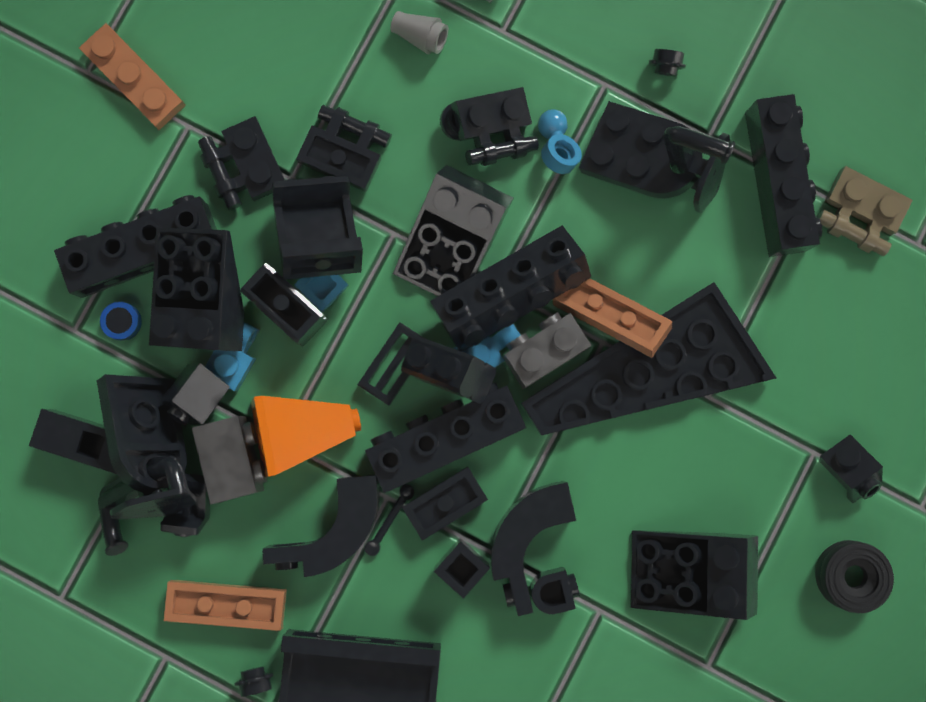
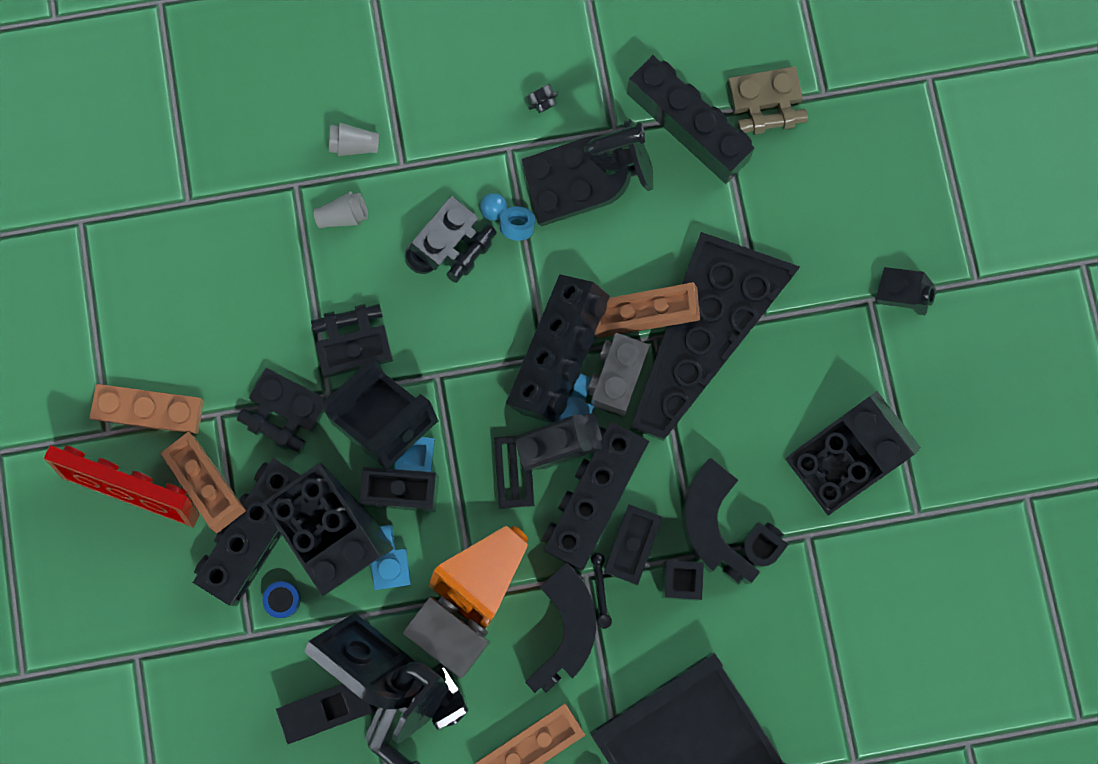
camera: 35 degrees left, 5 degrees down
(59, 122) = (133, 489): none -> red plate
(126, 172) = (203, 482): none -> nougat plate
(194, 395) = (383, 608): black brick -> none
(452, 231) = (482, 342): black slope -> none
(876, 582) = (987, 362): black tyre -> none

